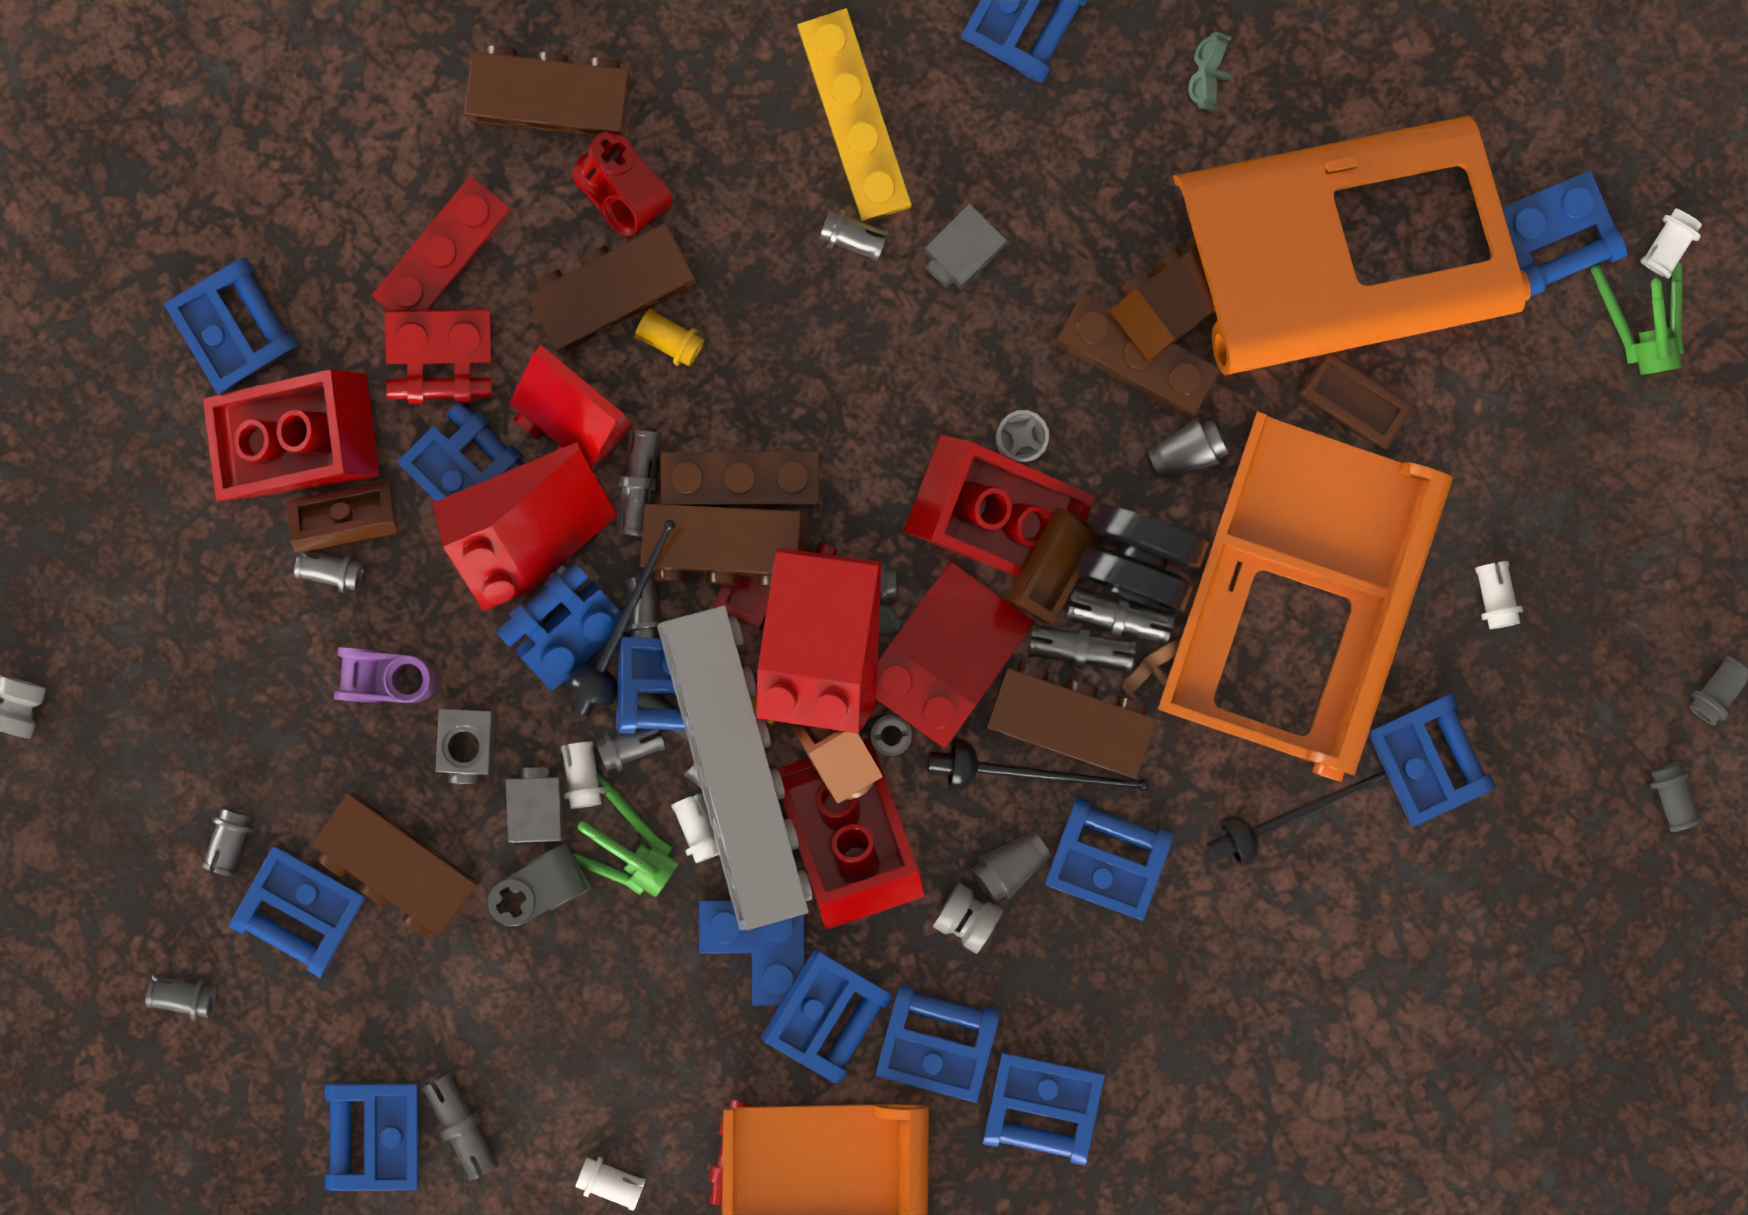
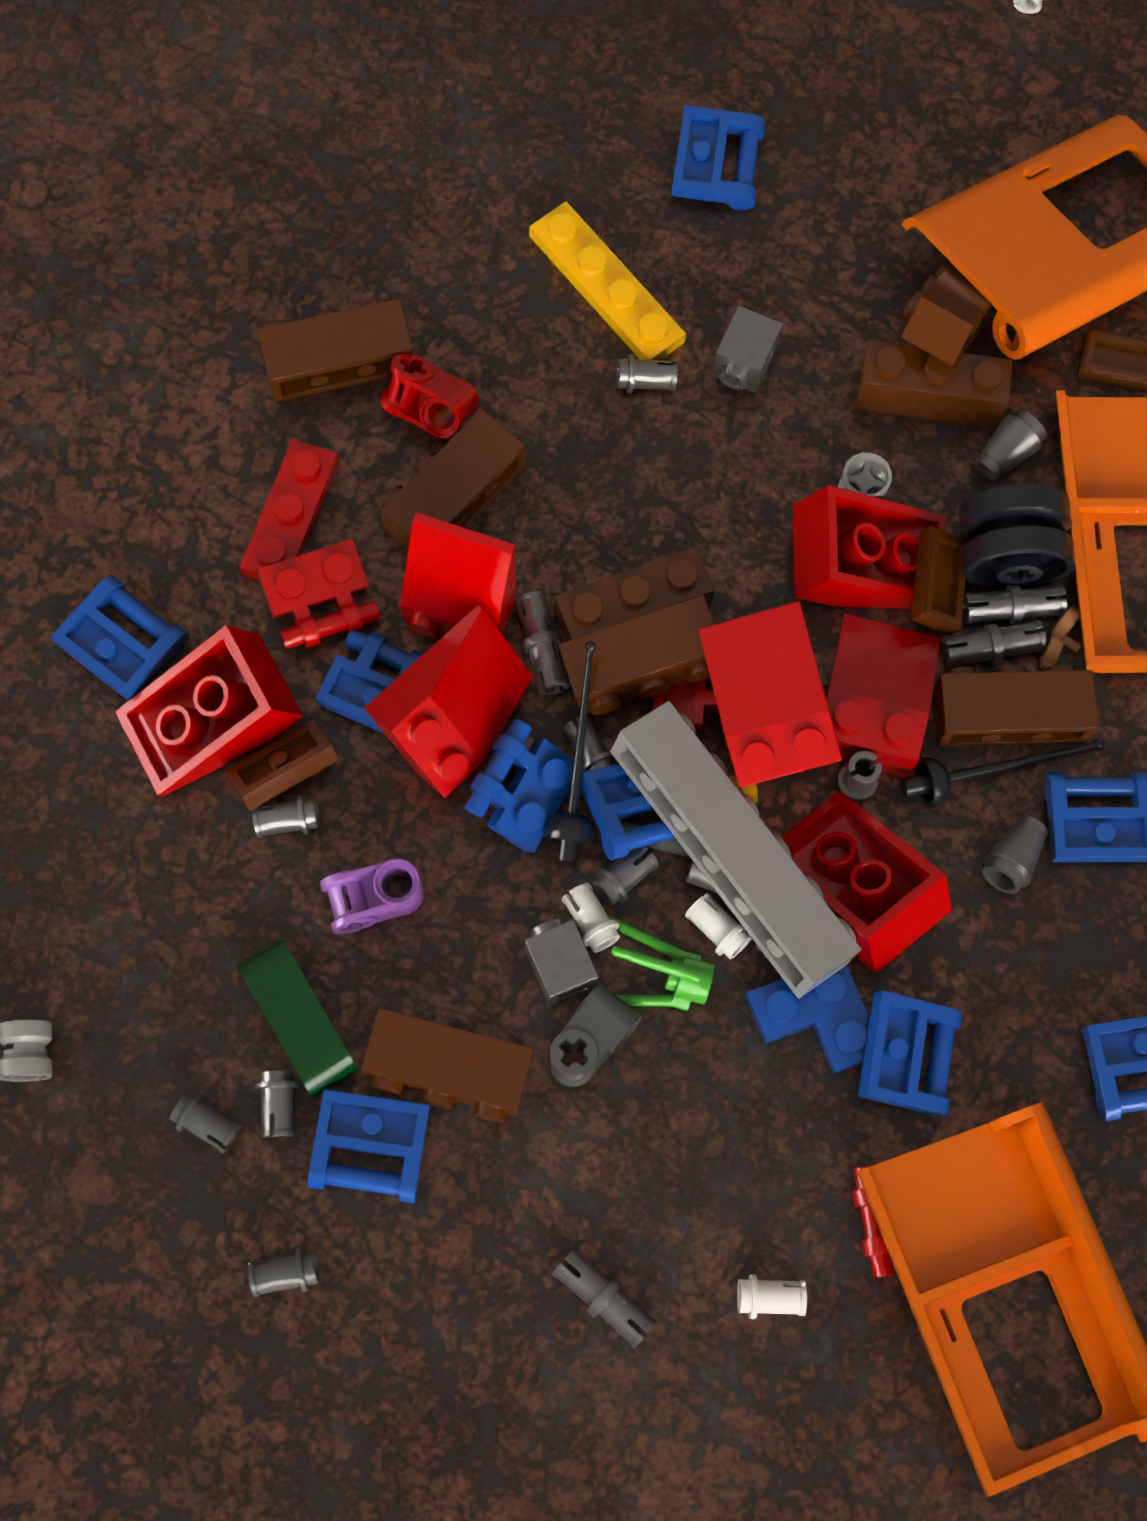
camera: 25 degrees left, 15 degrees down
(156, 832) = (204, 1121): none -> dark grey pin
(272, 767) = (297, 1017): none -> dark green beam
(389, 1136) = (539, 1334): blue plate -> none
(454, 722) = (467, 905): flat silver brick -> none
(669, 337) = (520, 511): yellow pin -> none
(839, 760) = (818, 803): nougat slope -> none
(933, 1060) = (1026, 1058): blue plate -> none
(978, 923) = (1000, 914): light grey wheel -> none
(1204, 82) = (889, 161): sand green piece -> none

